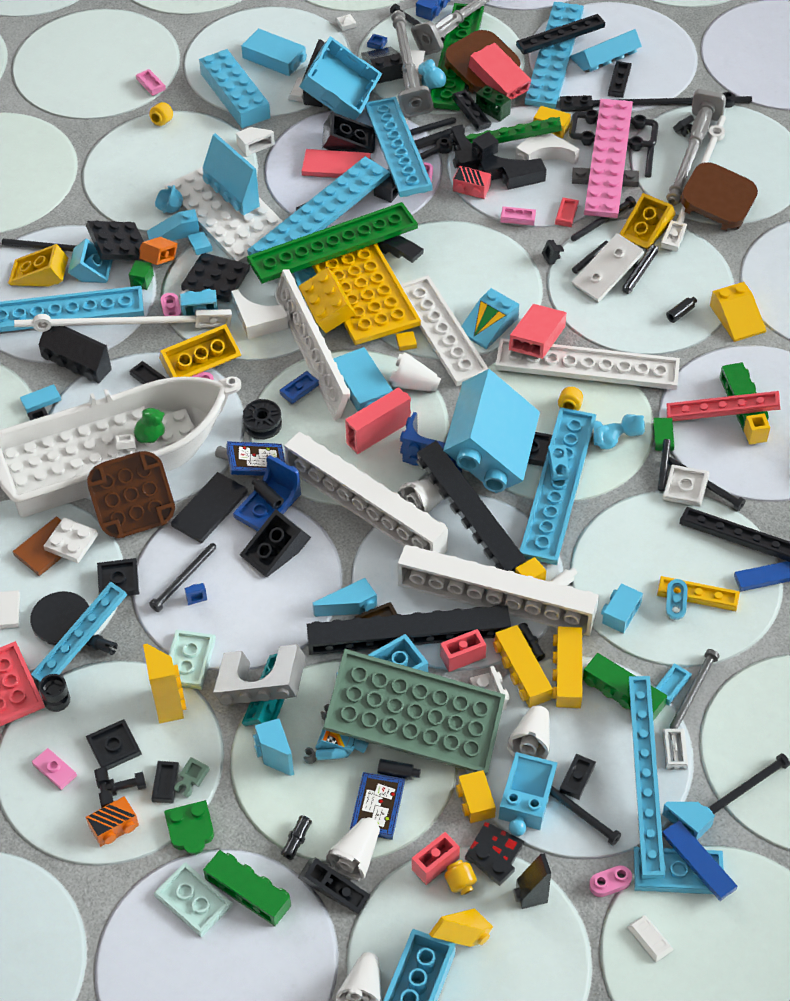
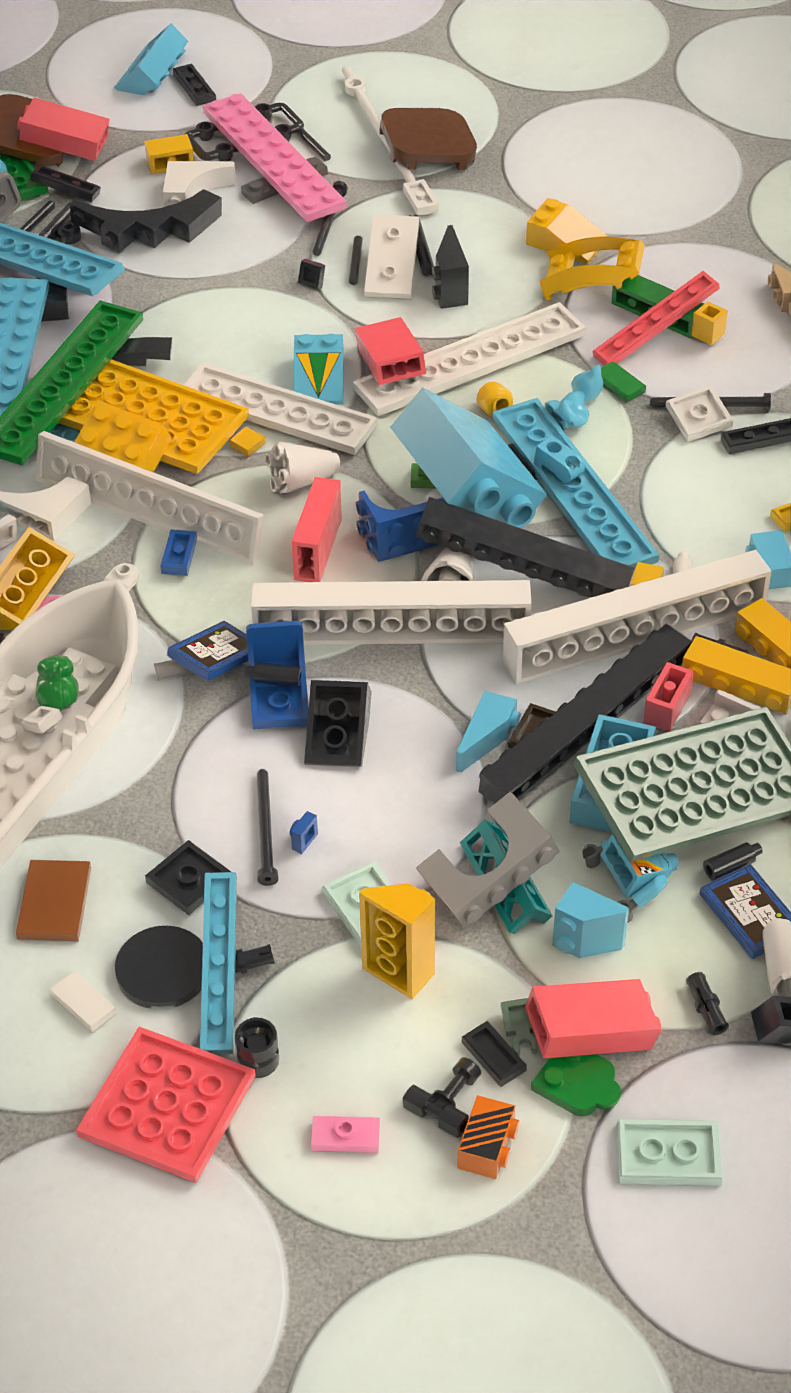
camera: 40 degrees left, 5 degrees down
(71, 540) = (82, 872): white plate -> none
(113, 745) = (387, 1058): black tile -> none
(130, 494) = (115, 769): reddish brown tile -> none
(209, 507) = (211, 736): black tile -> none
(223, 800) = (592, 1018): none -> coral brick
(247, 887) = (719, 1091): green brick -> none
(262, 419) = (173, 607): black wheel -> none
(362, 378) = (275, 502): medium azure brick -> none
(471, 182) = (146, 251): coral brick -> none
(485, 146) = (134, 201): black brick -> none
(493, 103) = (82, 163): dark green brick -> none
(518, 216) = (234, 259): bright pink plate -> none
(523, 131) = (149, 175): green plate -> none
(553, 60) = (95, 91): medium azure plate -> none
(560, 34) = (87, 66): black plate -> none
(566, 212) = (281, 231): coral tile -> none
(584, 102) = (182, 122): black bar -> none
(629, 297) = (450, 272): none -> black slope
(647, 221) = (379, 191): yellow slope -> none
(664, 464) = (656, 407): black bar -> none
(681, 309) = (506, 260): black cylinder -> none
(683, 125) = (316, 94): black tile -> none
(700, 345) = (566, 278): none -> yellow wedge
(706, 107) = (324, 63): light grey piece -> none

